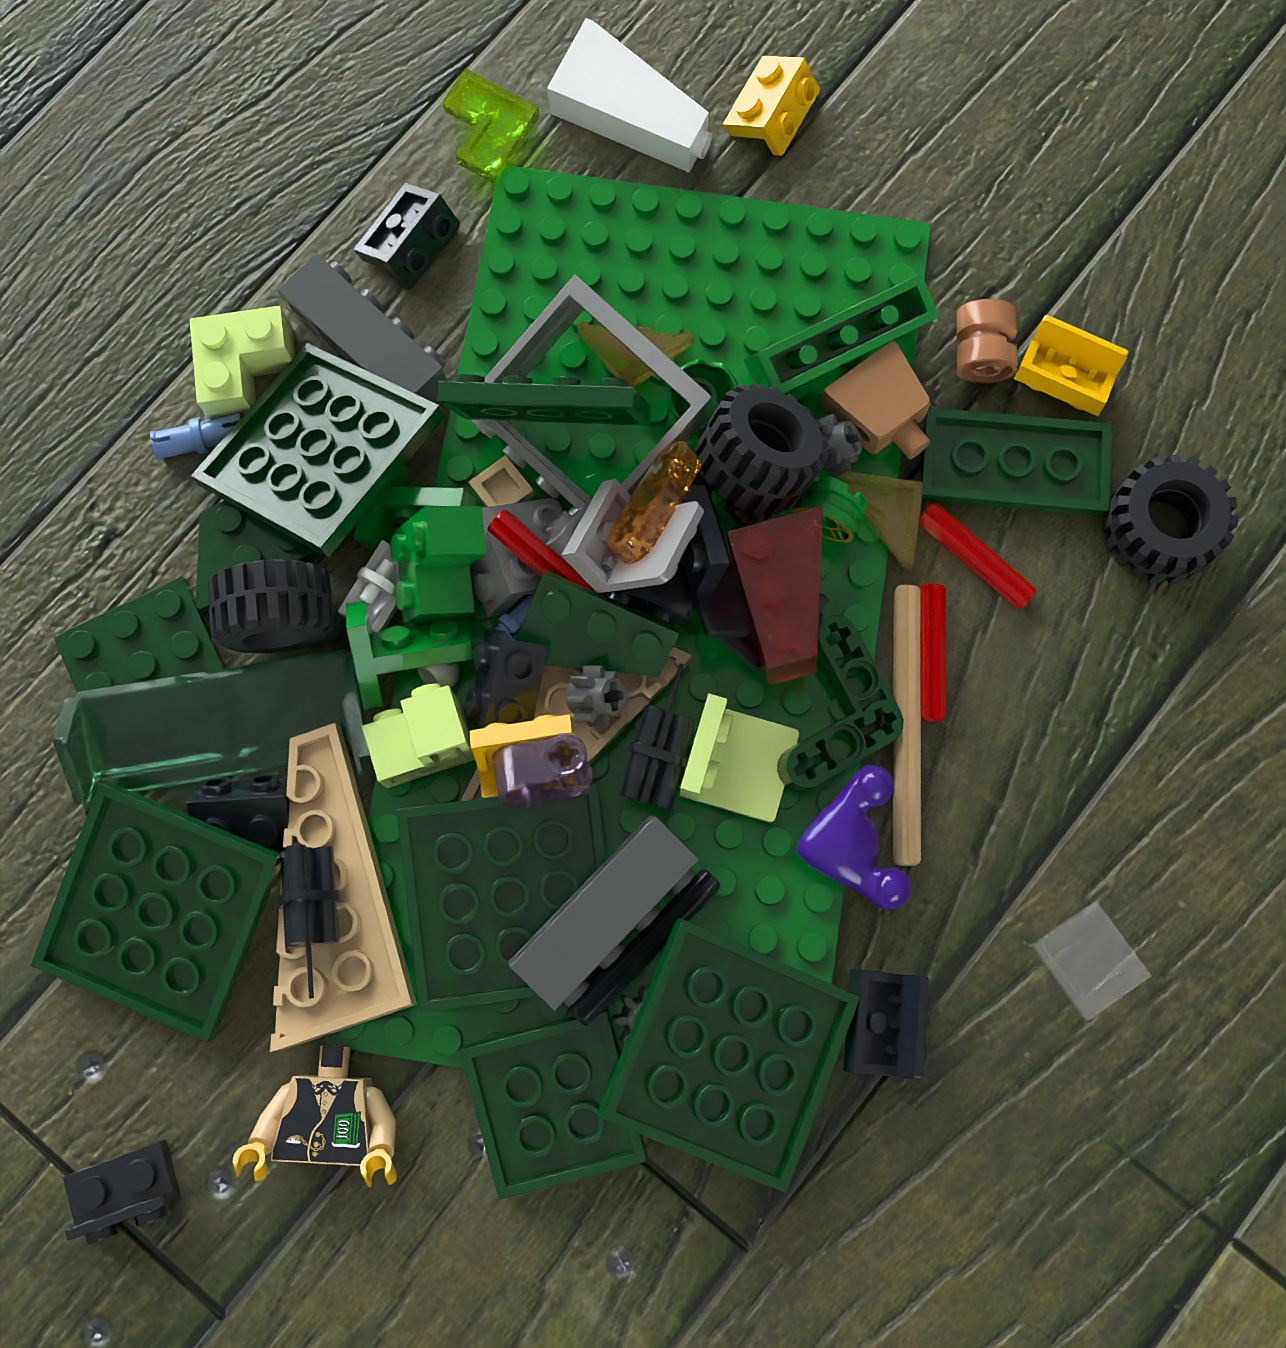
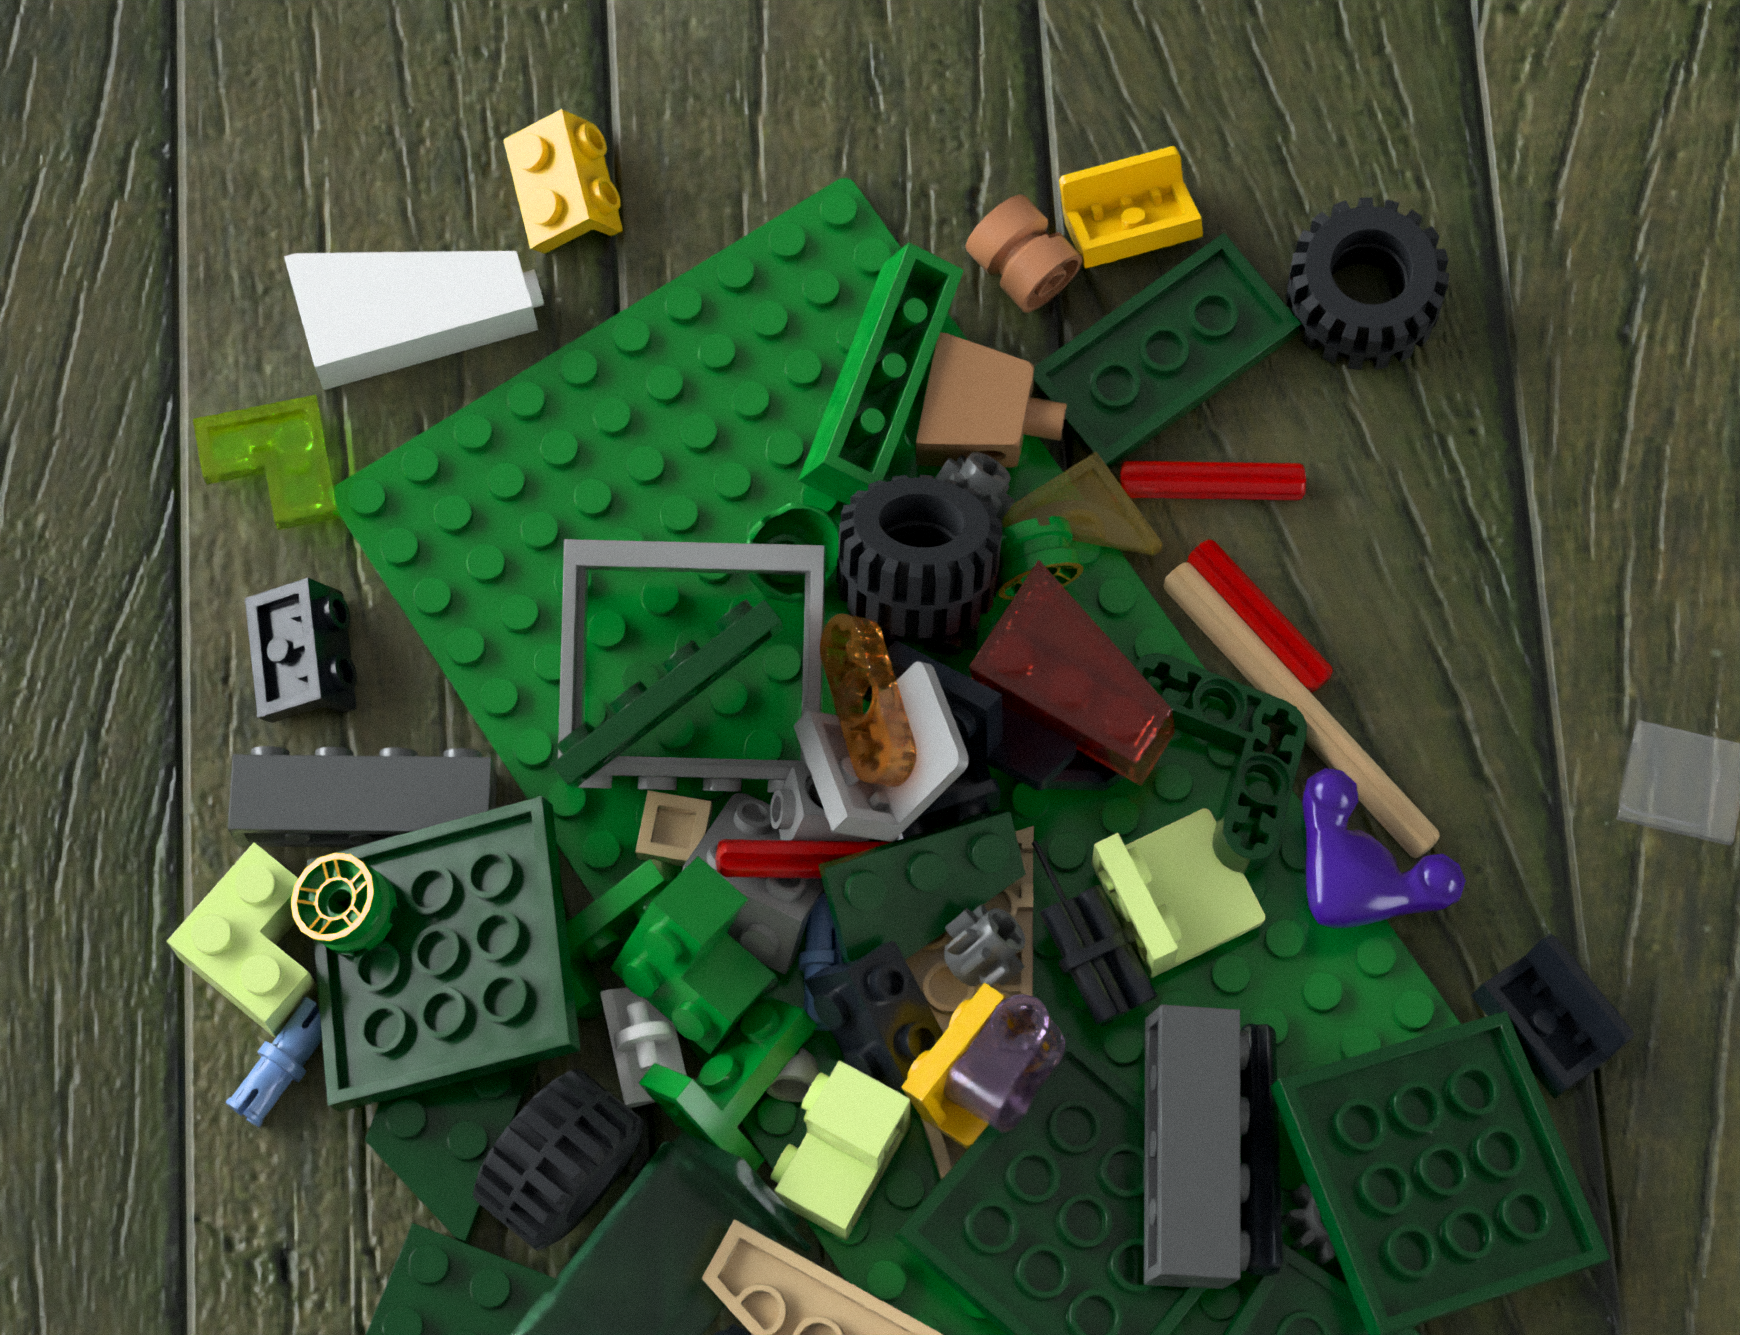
camera: 45 degrees left, 5 degrees down
(292, 376) = (319, 902): none -> green wheel
(621, 360) = (666, 590): clear yellow tile -> none

